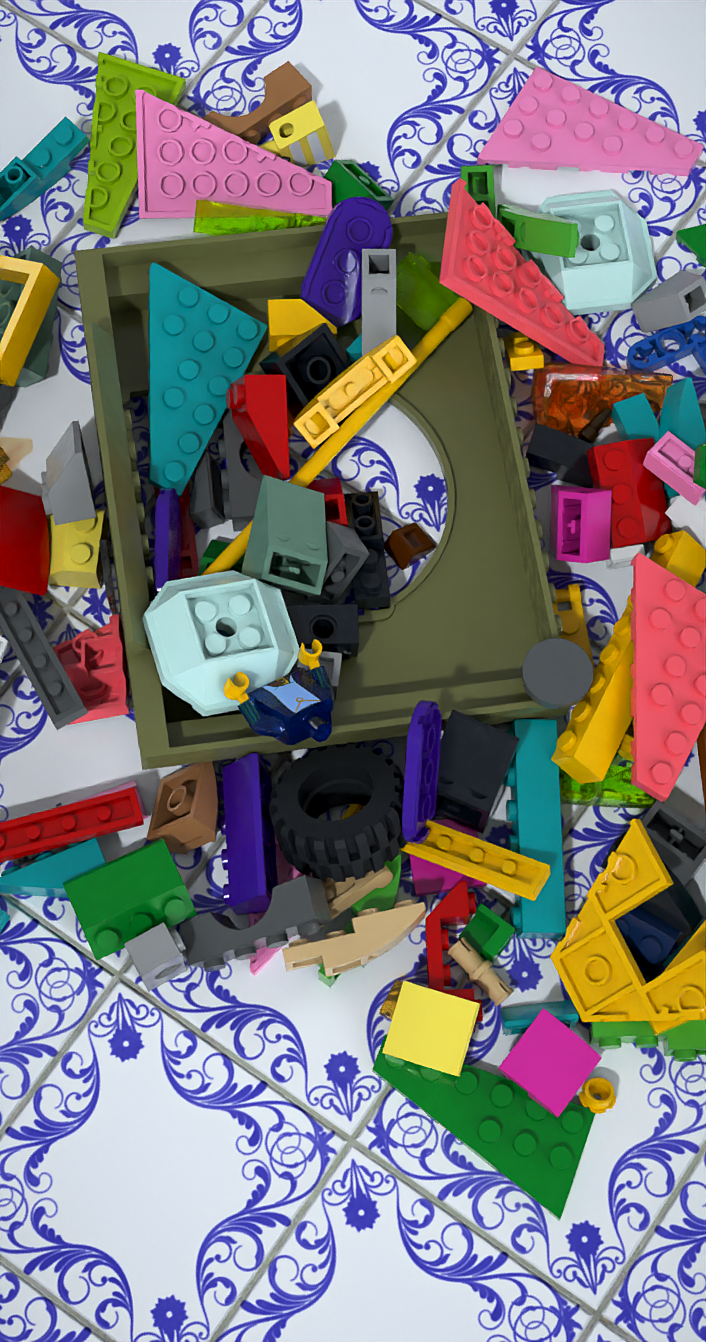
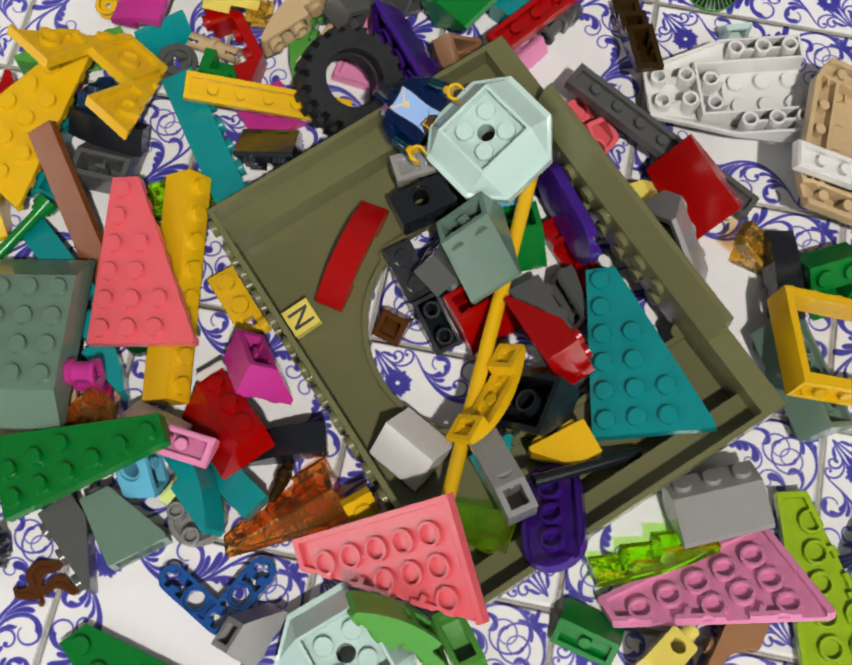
camera: 155 degrees right, 0 degrees up
(170, 219) = (718, 504): none -> light grey slope
(291, 292) = (585, 467): none -> black piece
(421, 617) = (349, 255): none -> red slope
(421, 771) = (300, 108): dark purple tile -> none
(446, 397) = (410, 448): none -> white slope
(507, 574) = (301, 318): none -> light yellow tile
(523, 985) = (183, 54): none -> dark grey gear
(557, 673) = (224, 221): dark grey tile -> none

